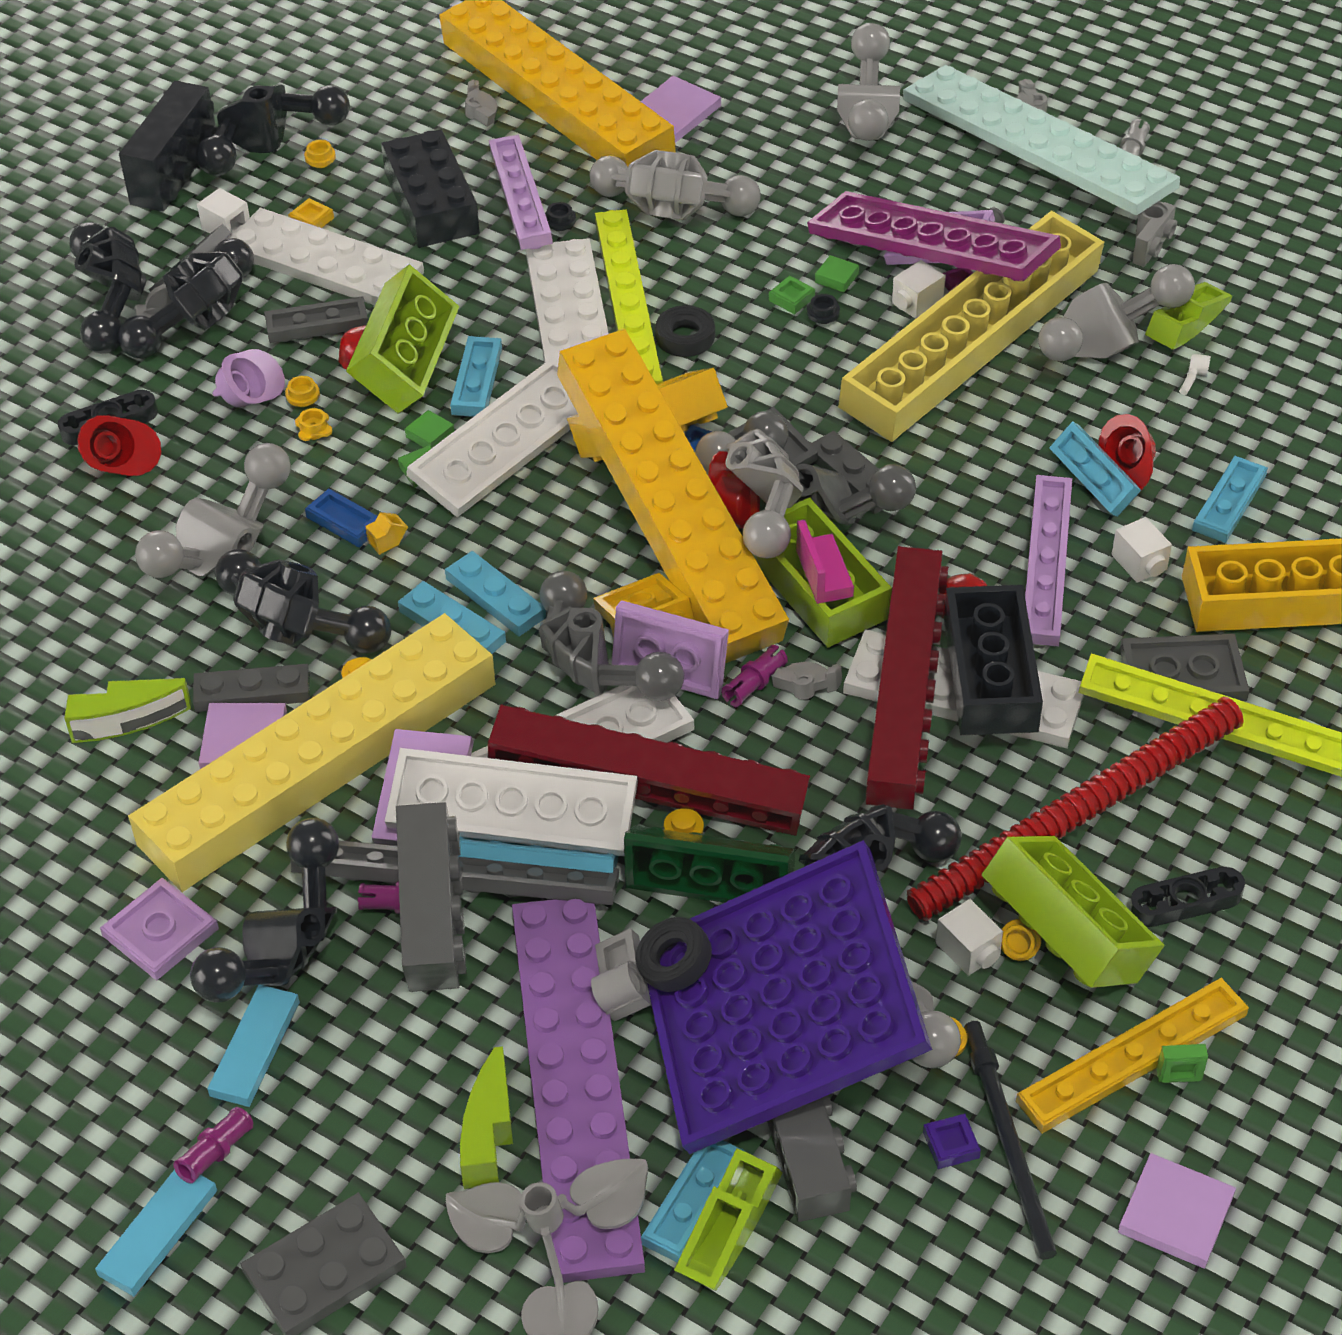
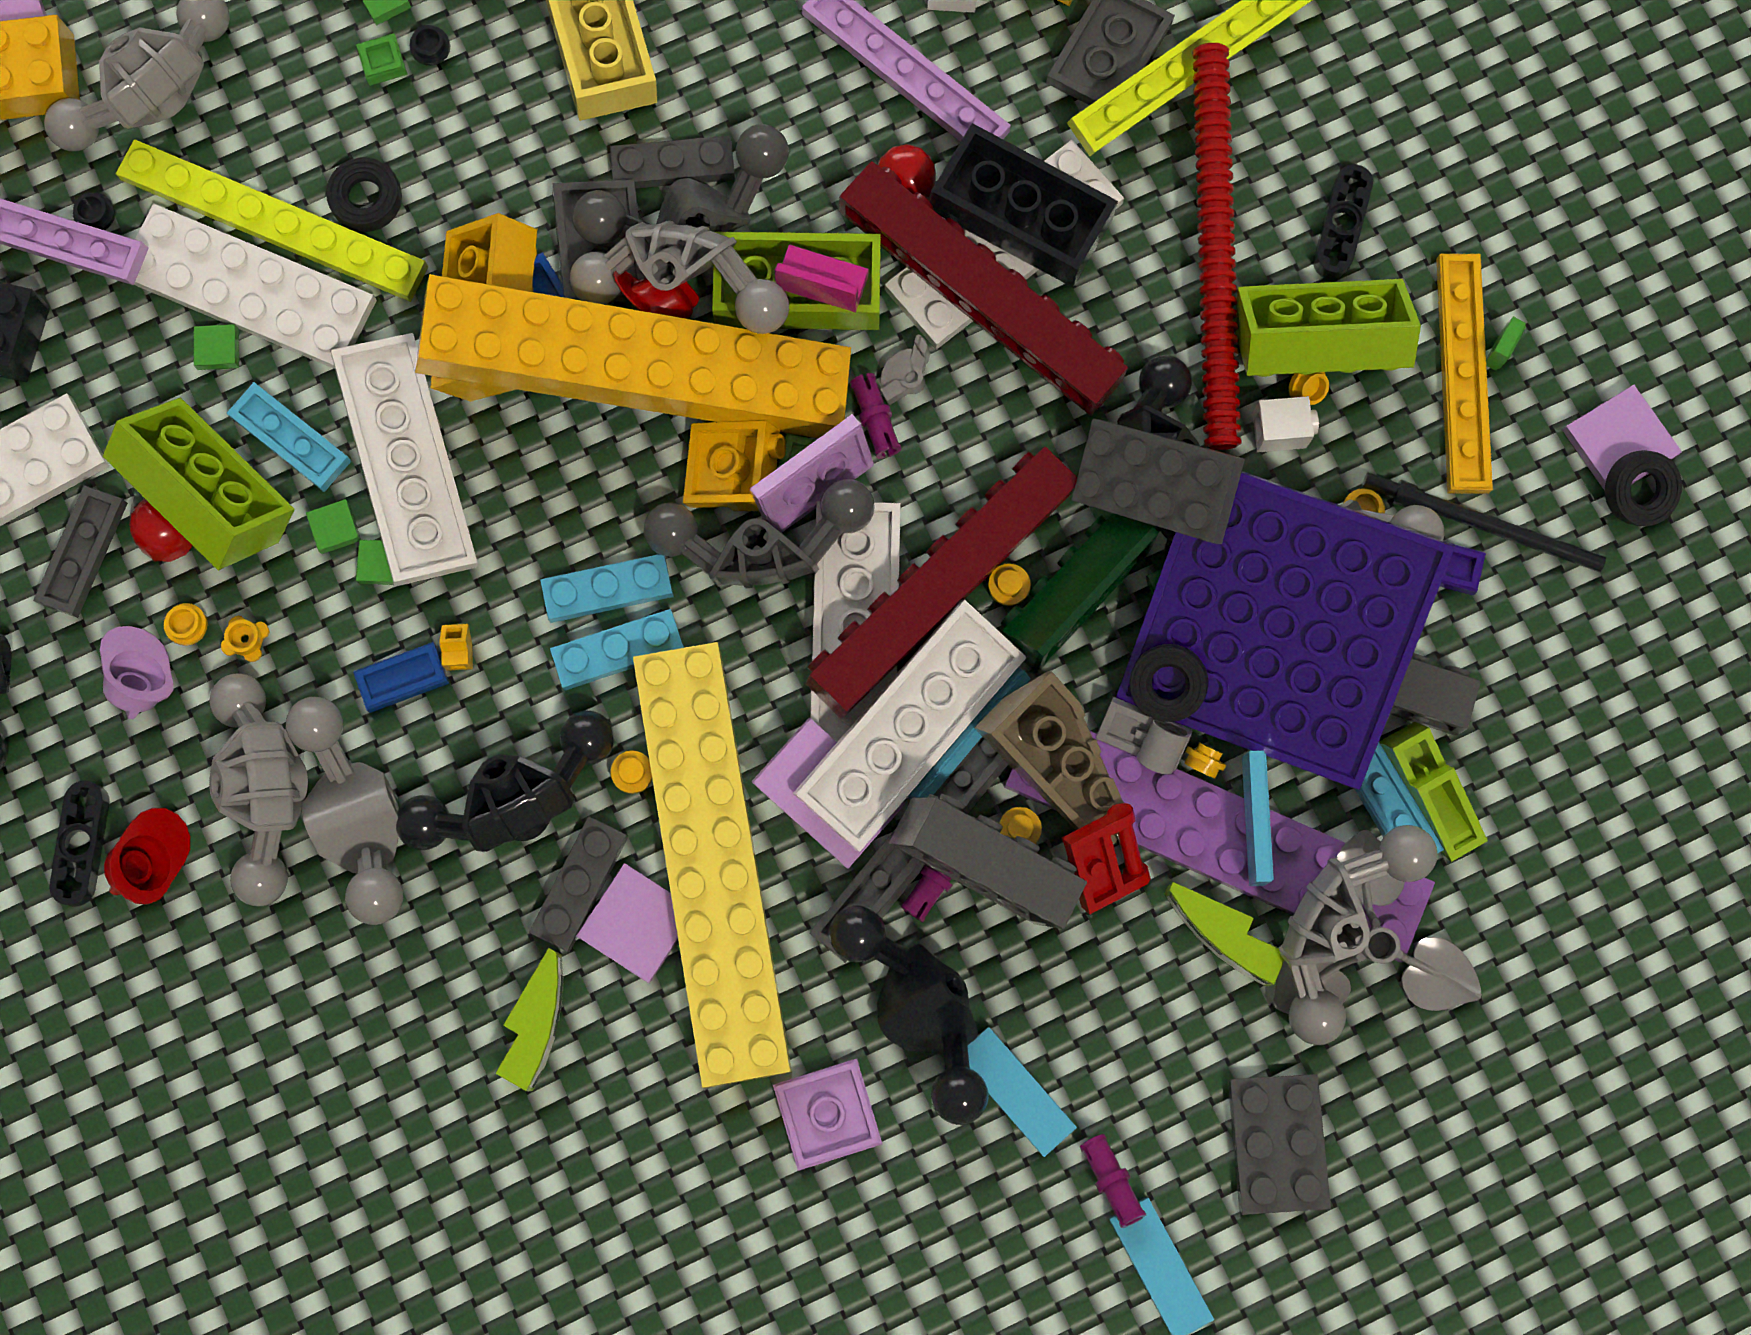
camera: 60 degrees left, 30 degrees up
(201, 466) = (257, 784): none -> light grey piece
(479, 983) = (1094, 857): none -> red plate
(483, 935) = (1022, 823): none -> yellow plate
(513, 315) = (216, 347): none -> bright green tile
(549, 1155) = (1334, 925): none -> light grey piece
(552, 899) = (1050, 746): none -> dark tan wedge
(599, 1076) = (1257, 818): none -> medium azure tile
(631, 1029) = (1205, 760): none -> yellow plate
(827, 833) = (1158, 480): none -> dark grey plate
(1149, 1212) = (1619, 488): none -> black tyre

